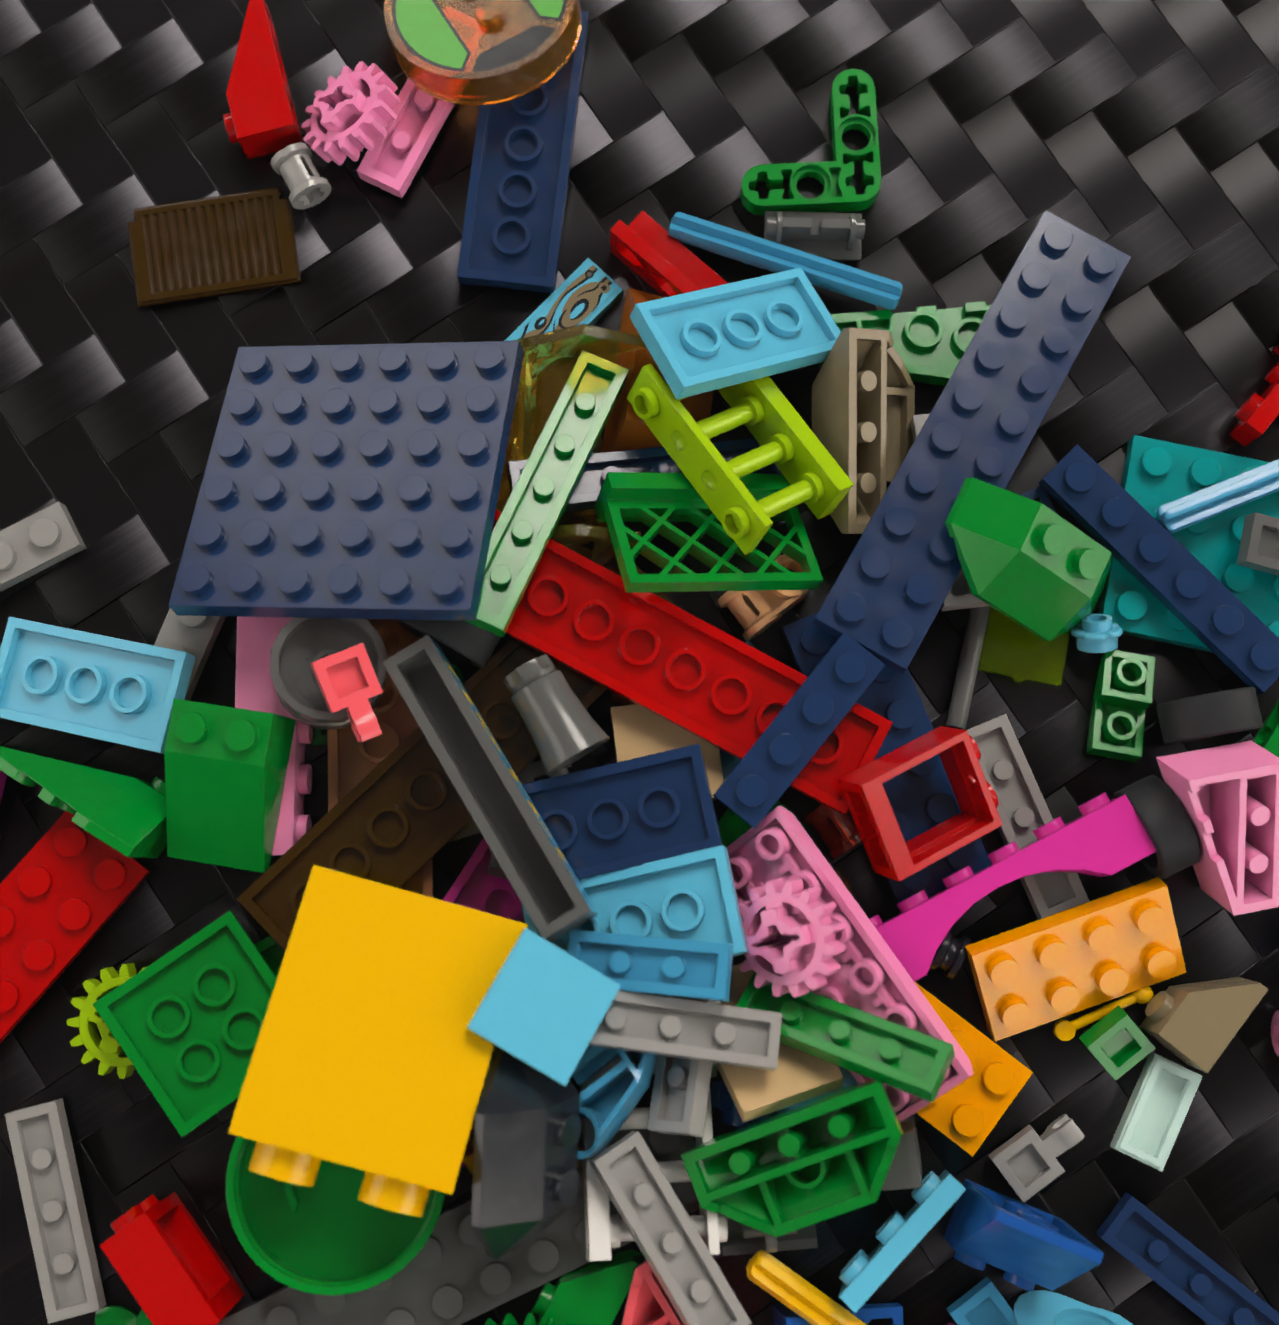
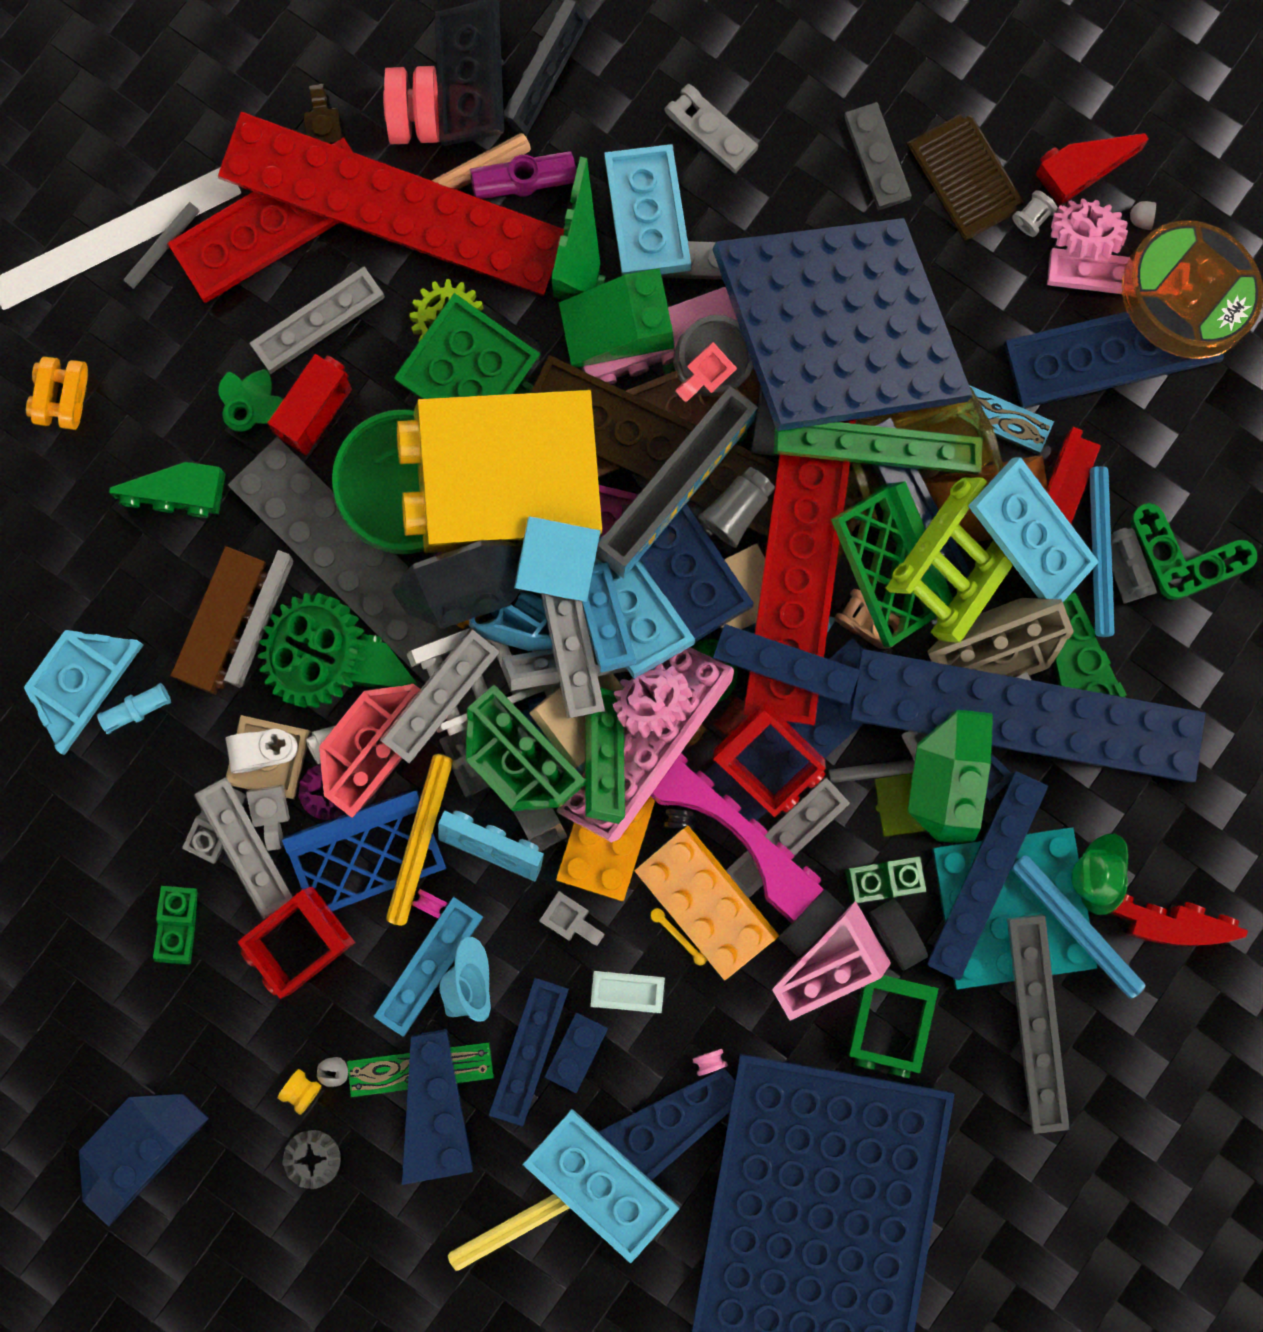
camera: 70 degrees right, 0 degrees up
(139, 350) = (877, 156): none -> dark grey plate
(358, 40) = (1143, 214): none -> light grey hinge
(1017, 1239) = (515, 917): blue slope -> none
(1097, 634) = (926, 846): medium azure plate -> none
(1117, 1043) = (662, 948): green plate -> none
(1201, 1017) = (698, 996): dark tan slope -> none
(1214, 417) = (1102, 874): none -> green piece
(1217, 1214) = (576, 1052): none -> dark blue plate

